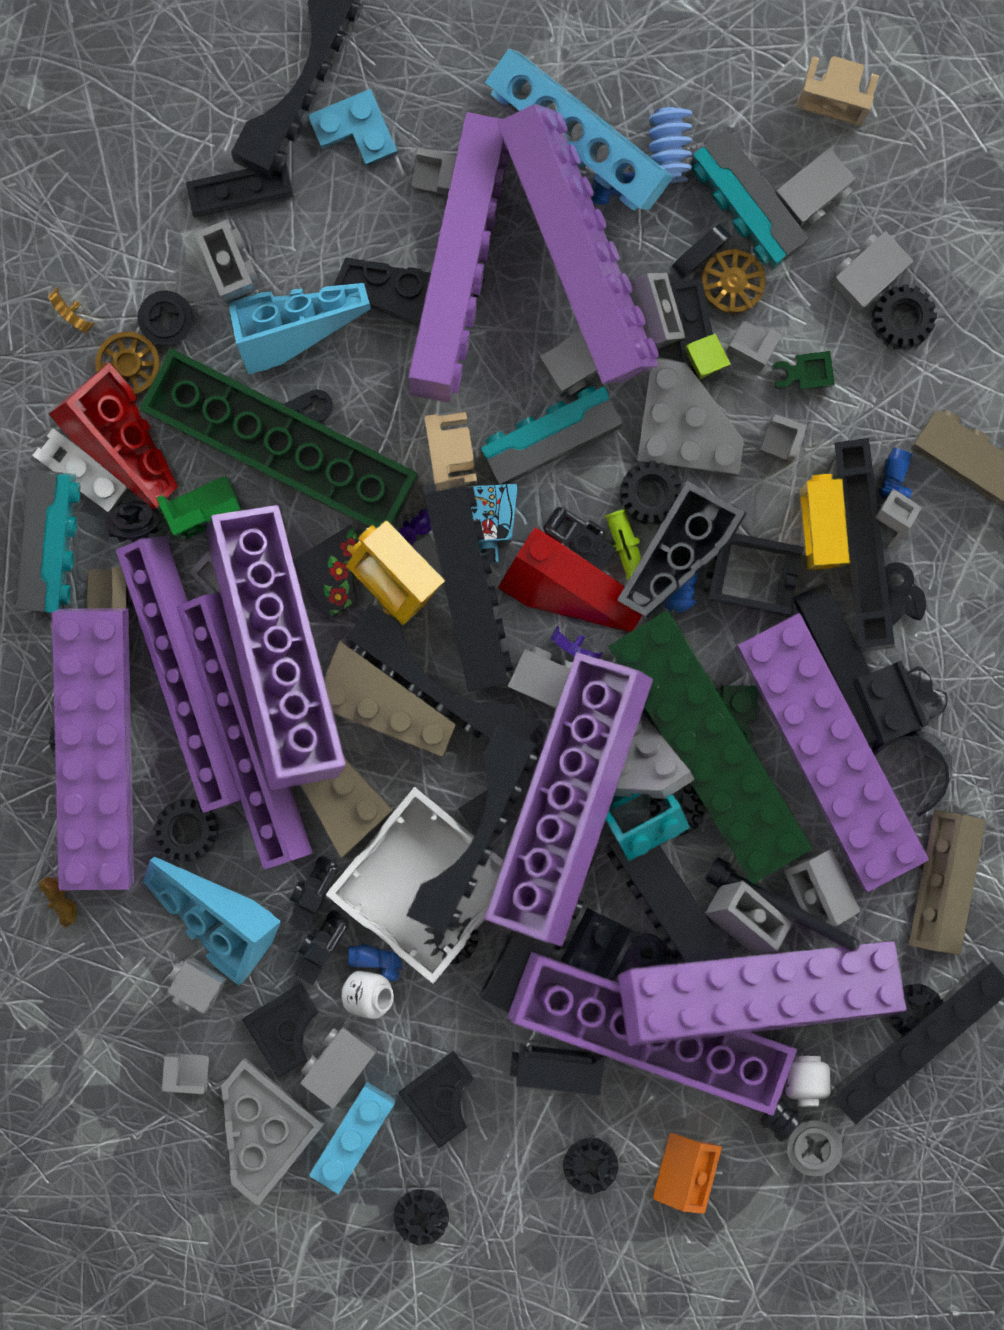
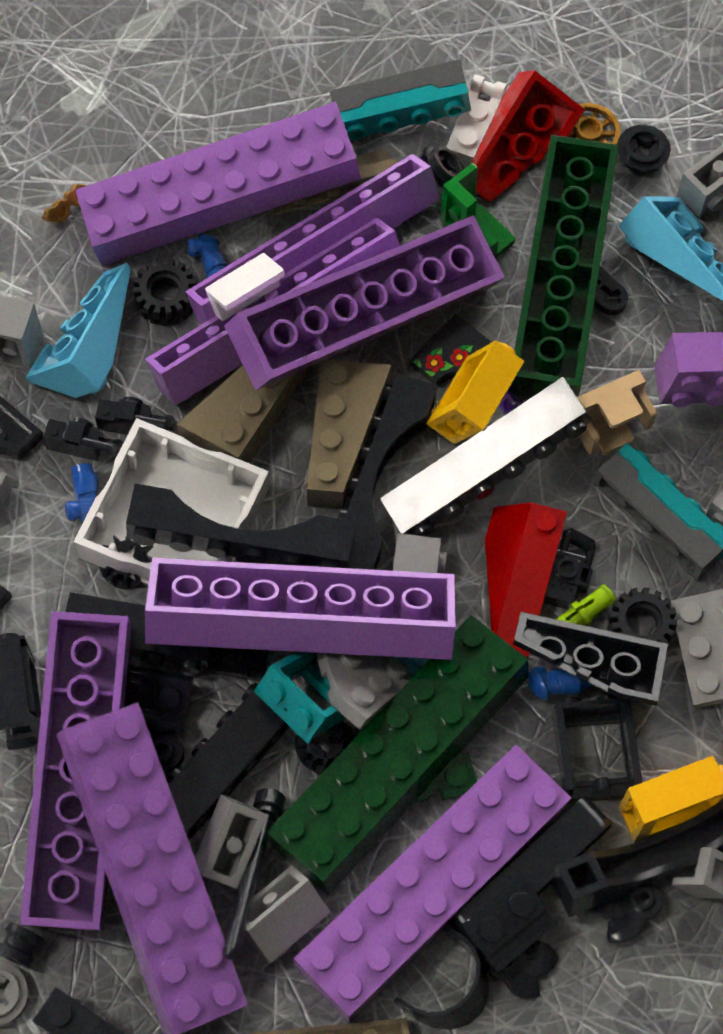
camera: 70 degrees right, 20 degrees down
(68, 312) = (618, 68): pearl gold piece -> none
(165, 775) = (210, 255): none -> blue arm
(225, 756) = (244, 286): none -> white panel
(367, 994) = (46, 491): white head -> none
(497, 513) = (563, 477): torso -> none
(572, 648) = (461, 580): dark purple piece -> none
(808, 1081) = (69, 962): white head -> none

